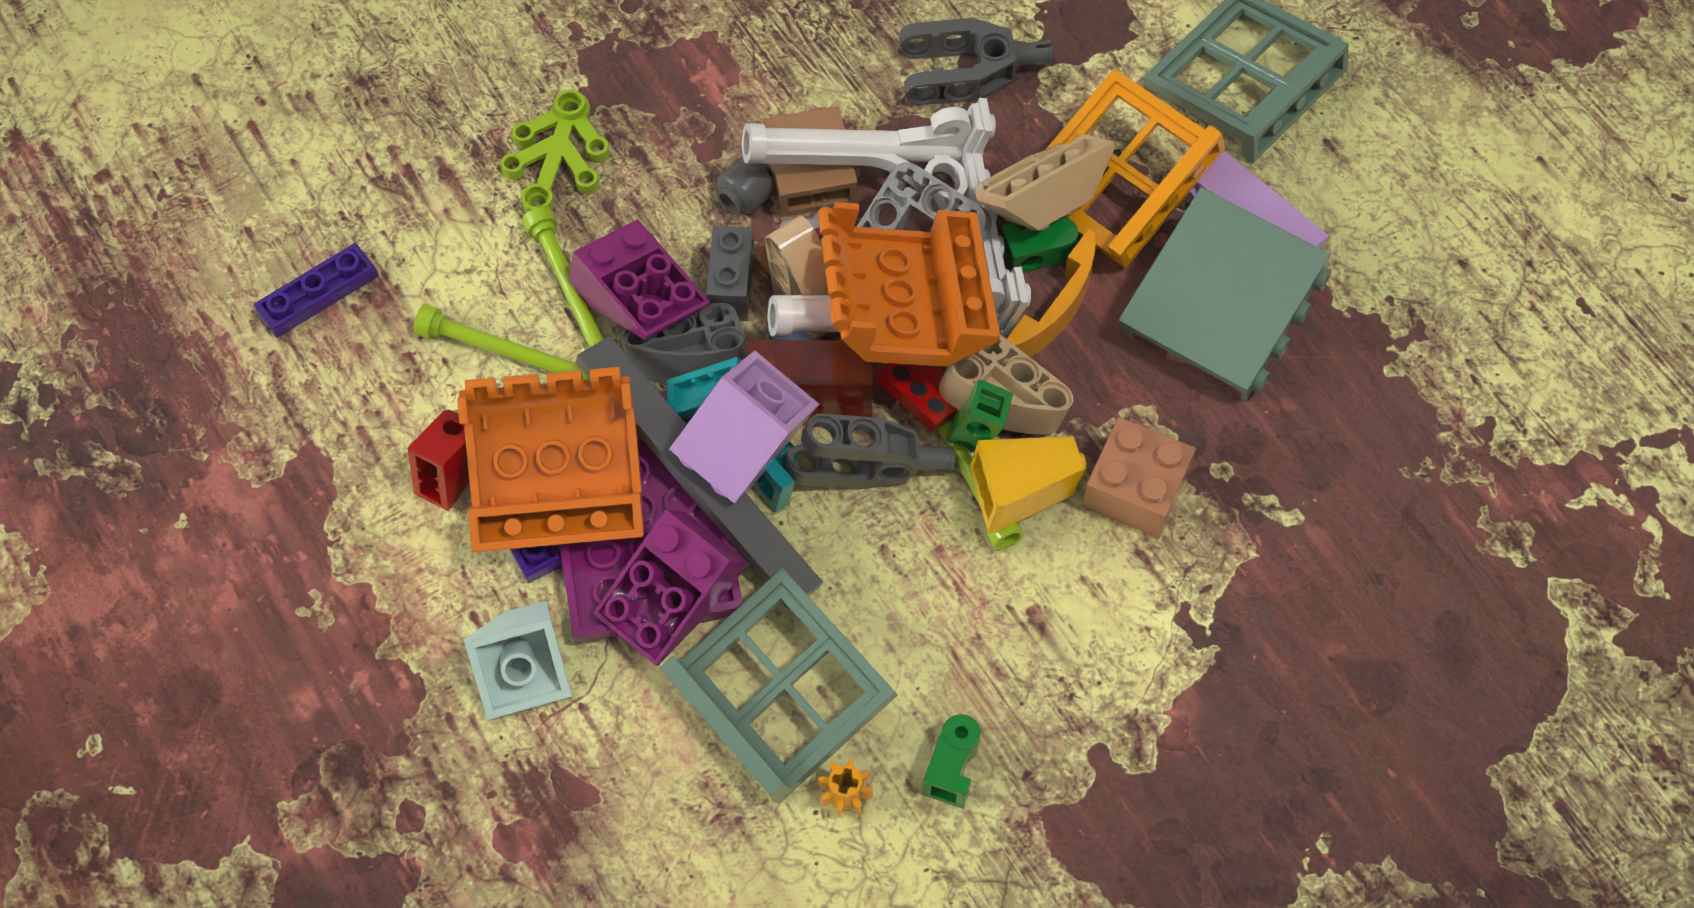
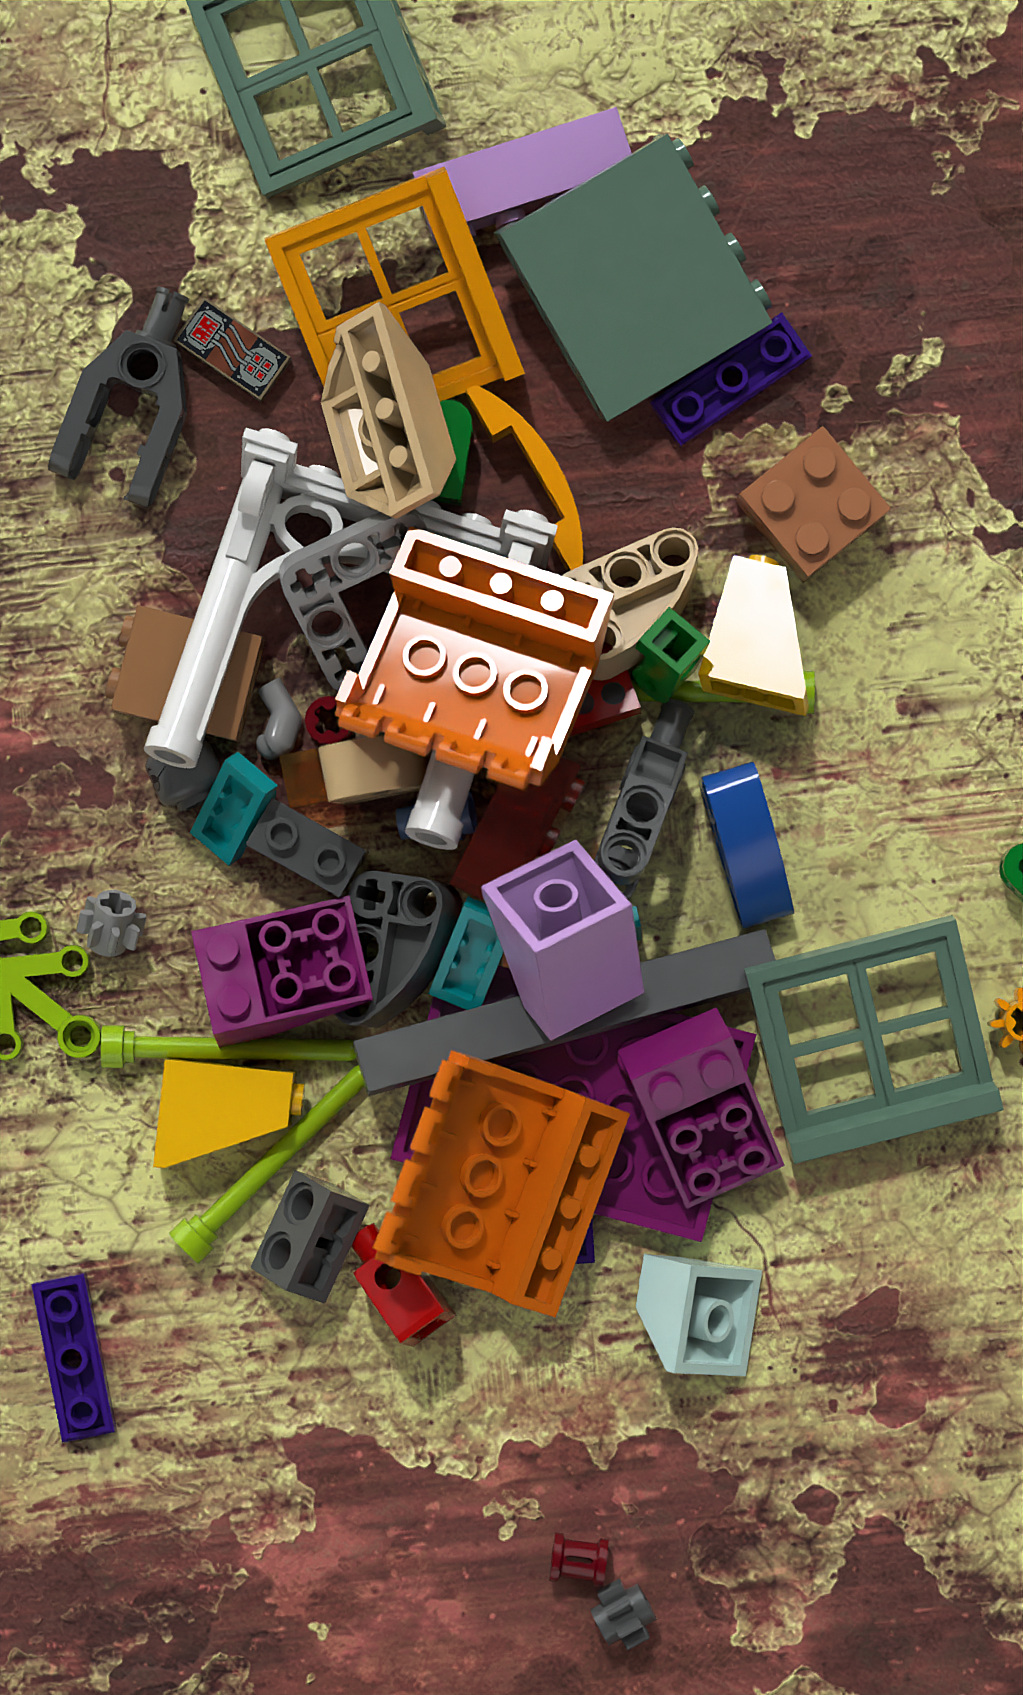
camera: 60 degrees left, 25 degrees up
(269, 706) = (623, 1614): none -> dark grey gear
(294, 670) = (576, 1570): none -> dark red bush
(442, 378) = (309, 1236): none -> dark grey brick
(525, 296) = (220, 1106): none -> yellow slope
(622, 183) = (111, 923): none -> light grey gear
(738, 211) = (233, 808): none -> teal tile
(878, 534) = (747, 844): none -> blue beam
(1035, 104) = (232, 349): none -> tile
(1212, 407) = (704, 398): none -> dark purple tile

